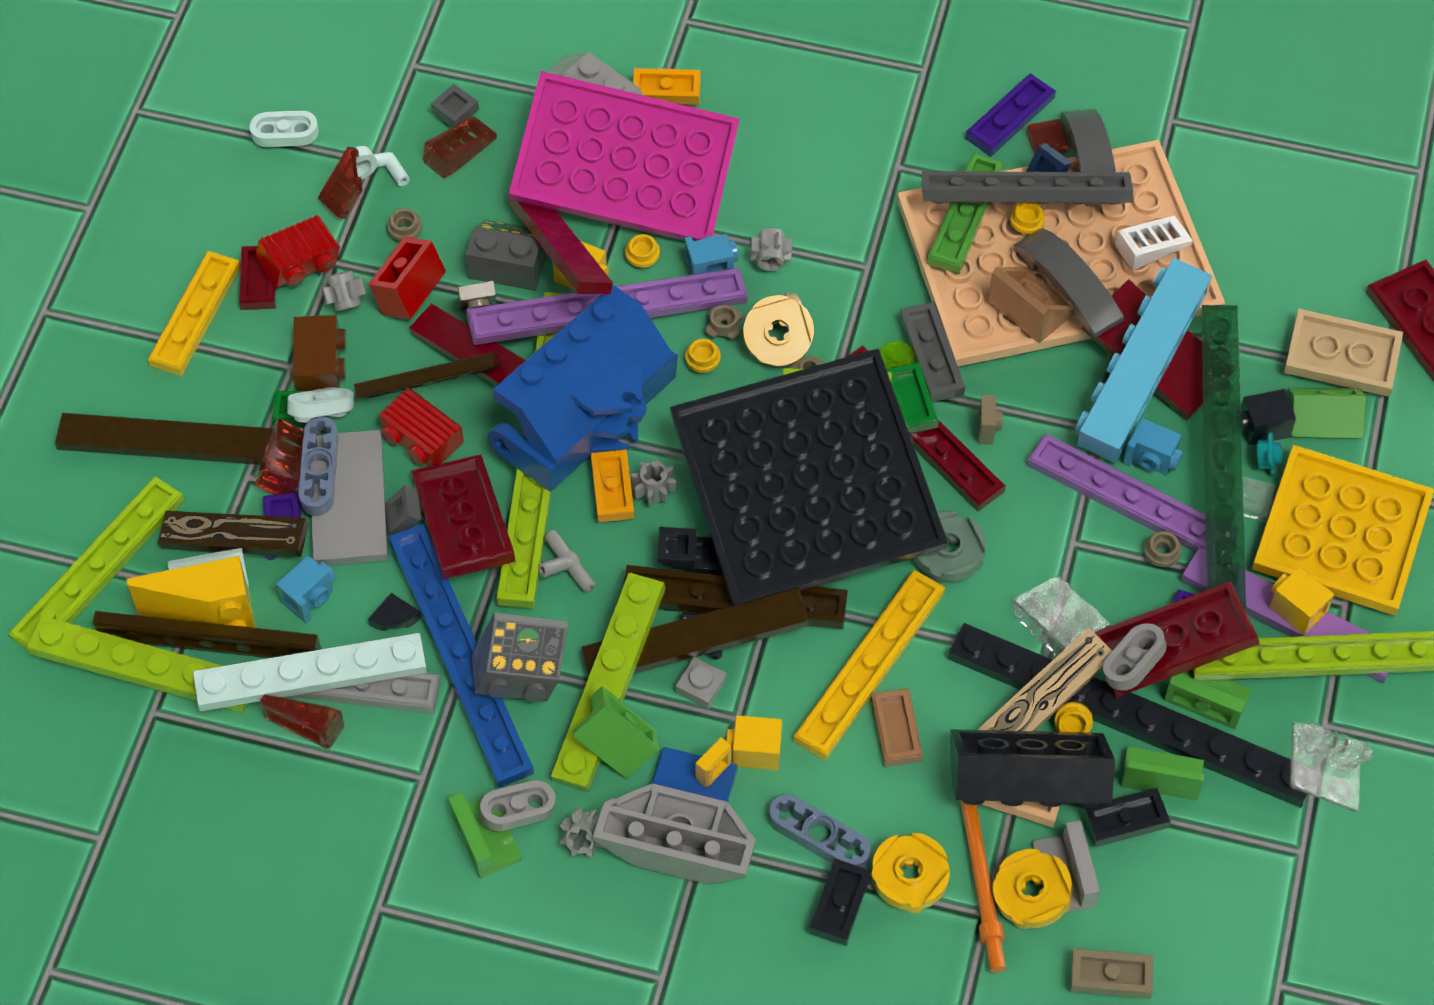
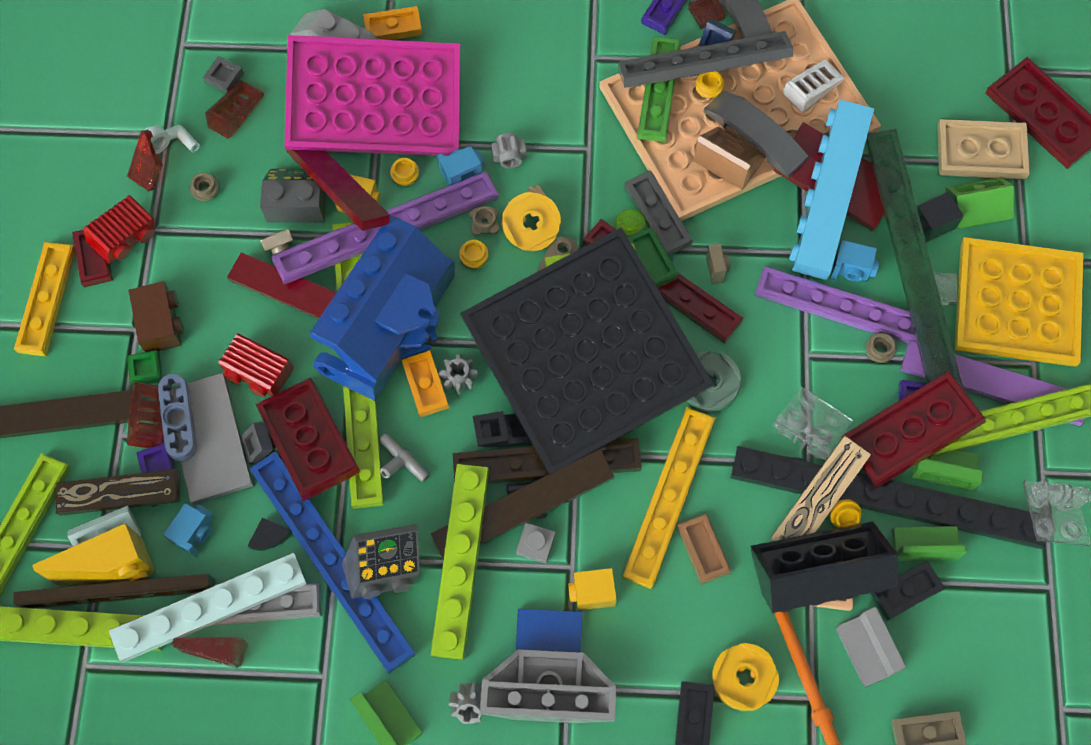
camera: 10 degrees left, 10 degrees up
(284, 128) = (86, 120): light aqua plate -> none
(320, 402) = (166, 361): light aqua plate -> none
(343, 290) = (165, 255): light grey gear -> none
(407, 277) = (215, 235): red brick -> none
(428, 375) = (251, 320): dark brown tile -> none
(514, 805) = (407, 689): light grey plate -> none
(617, 734) = (479, 609): bright green panel -> none
(713, 762) = (564, 618): yellow tile -> none
(801, 809) = (636, 657): sand blue beam -> none
(1024, 909) = (843, 690): yellow plate -> none
(1132, 658) = (887, 456): light grey plate -> none
(1269, 454) = (946, 248): teal plate -> none
(1300, 599) = (1004, 372): yellow brick -> none

